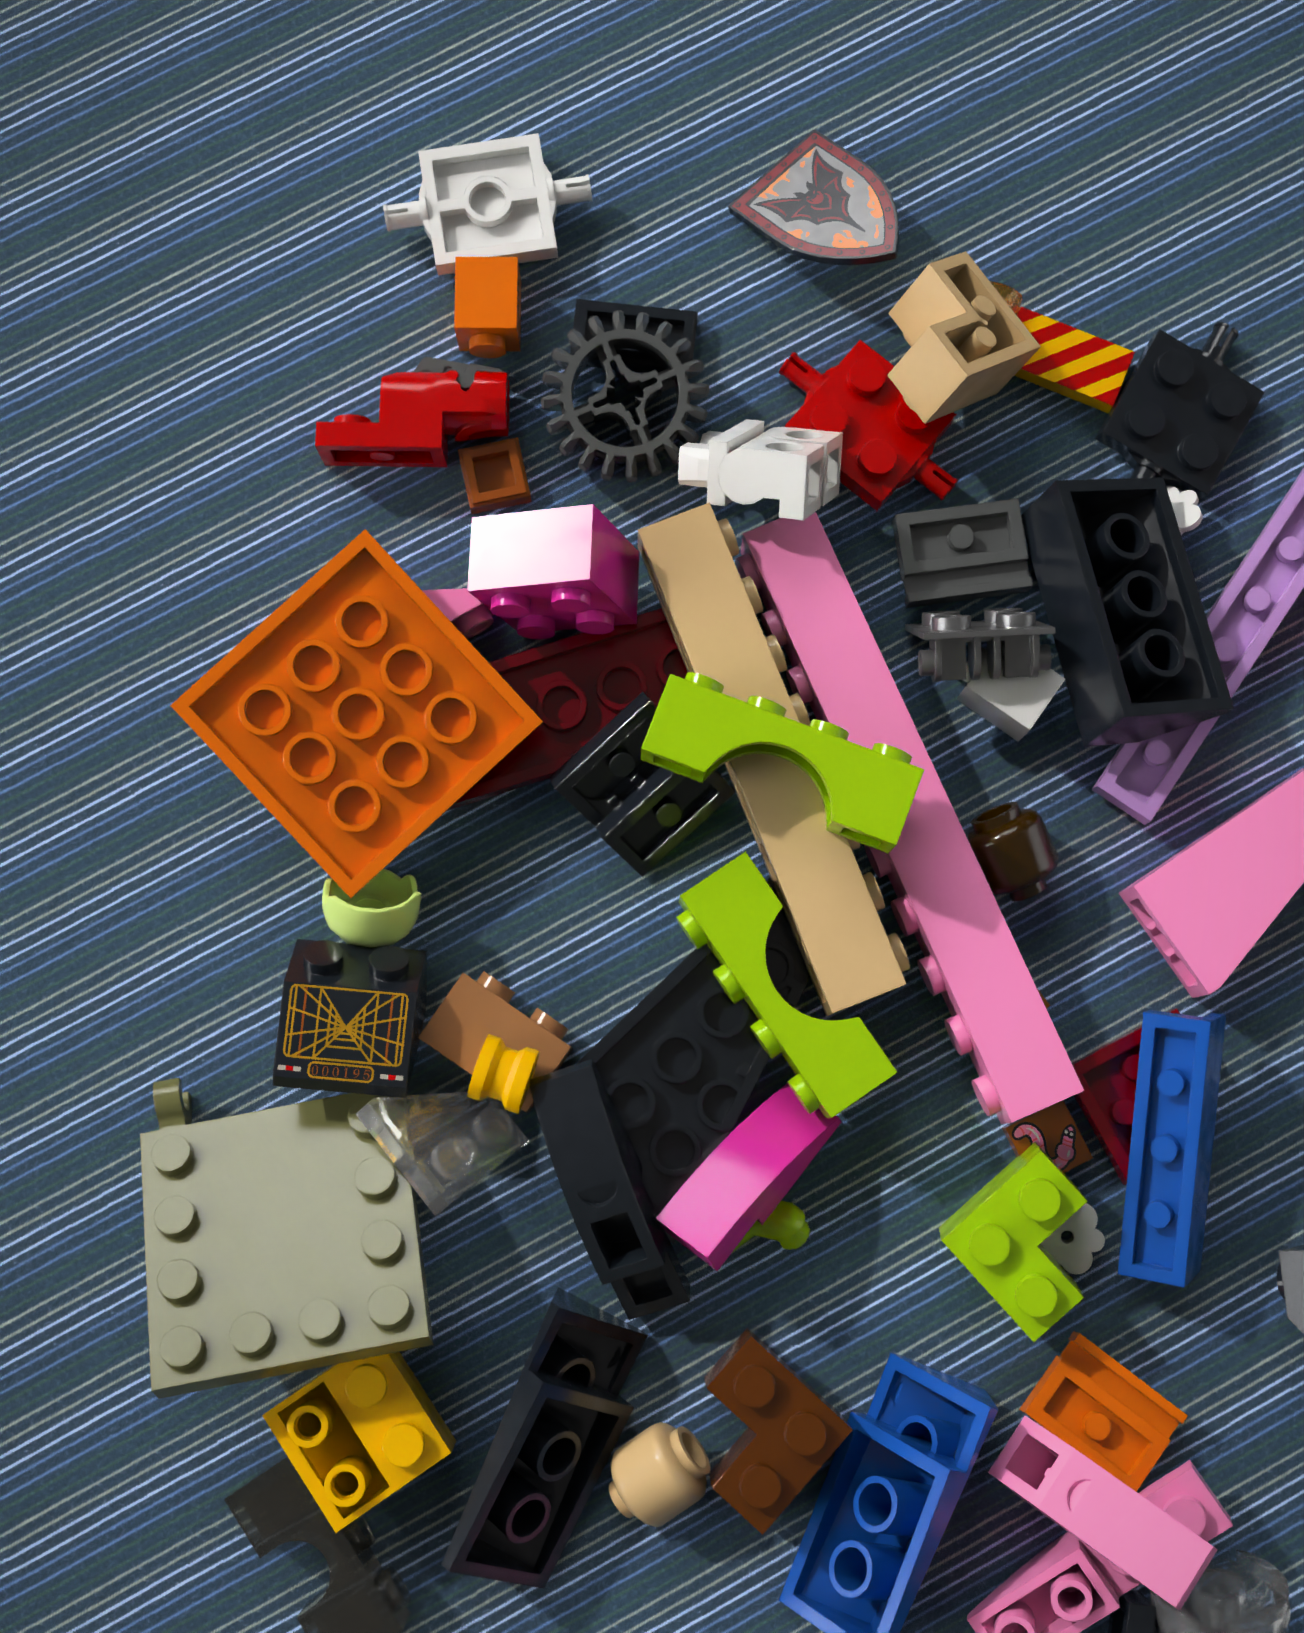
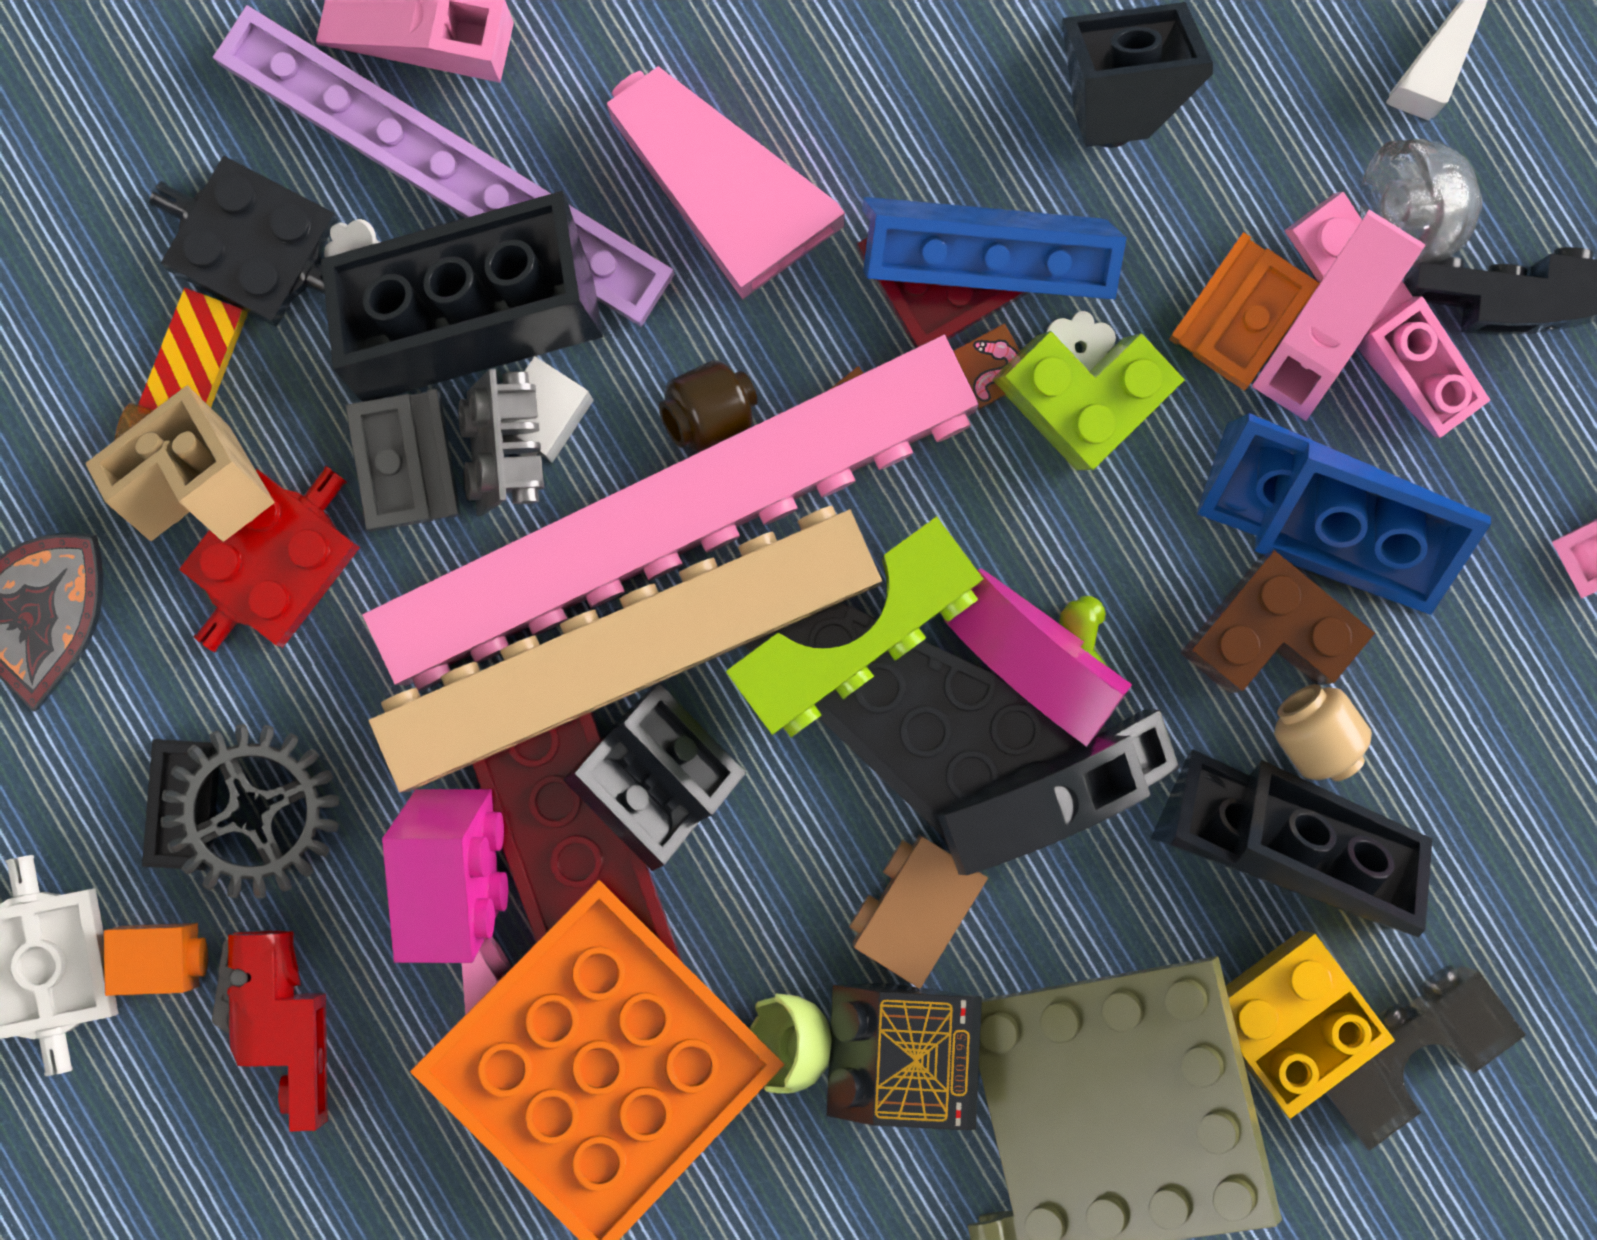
camera: 90 degrees left, 5 degrees up
(442, 1141) = (1019, 957): clear wing -> none
(494, 475) = (334, 942): dark orange tile -> none
(503, 1073) = (954, 901): yellow wheel -> none
(778, 464) = (323, 663): white hips -> none
(861, 788) = (663, 557): lime arch -> none

